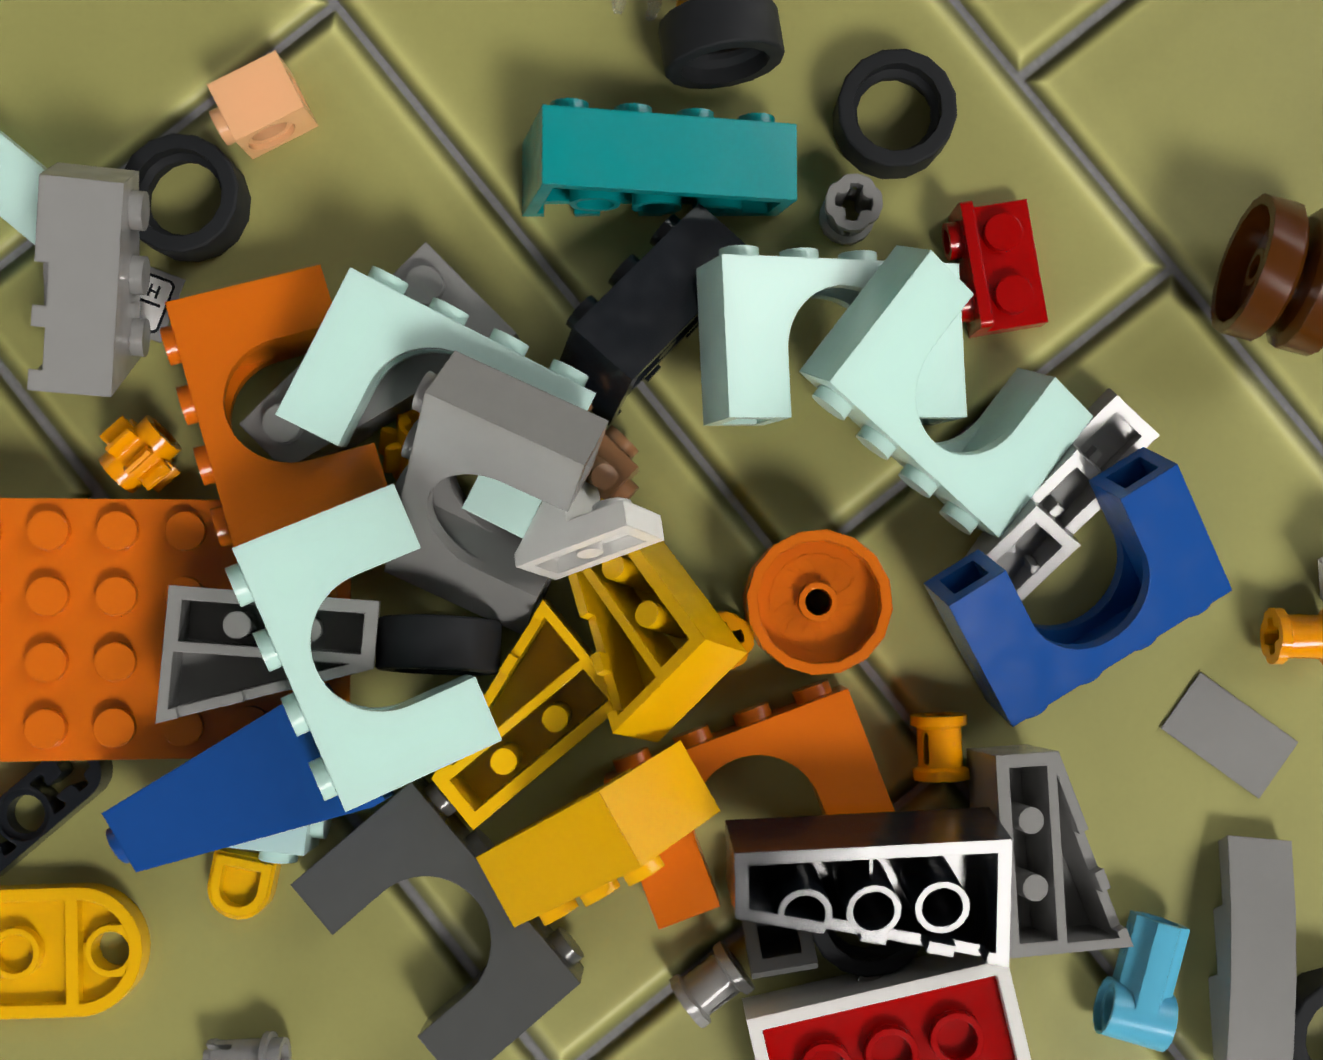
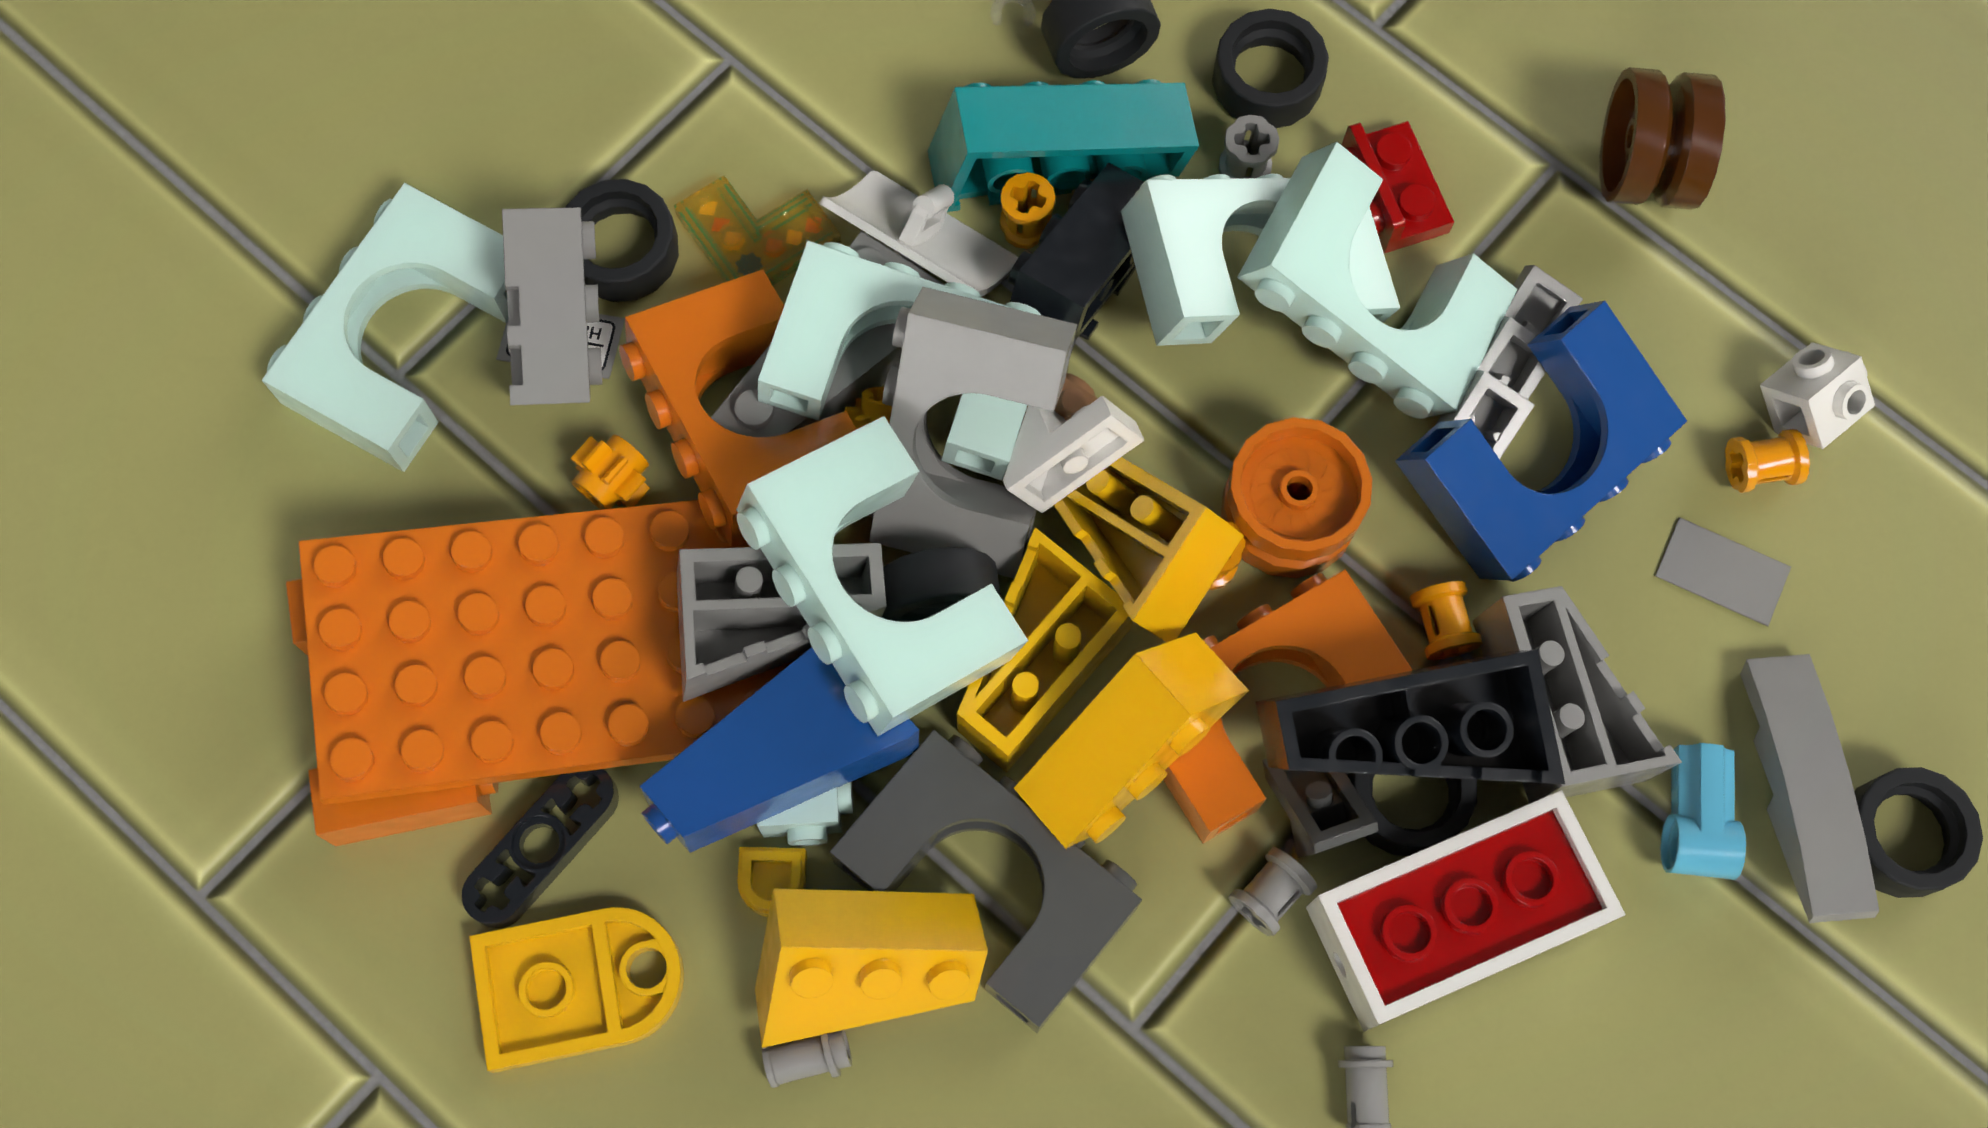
camera: 15 degrees left, 15 degrees down
(260, 106) = (680, 148): light nougat brick -> none
(311, 991) = (864, 959): none -> yellow wedge
(324, 227) = (741, 243): none -> clear yellow tile
(493, 247) = (924, 231): none -> white shield
(603, 217) = (1016, 199): none -> light orange bush

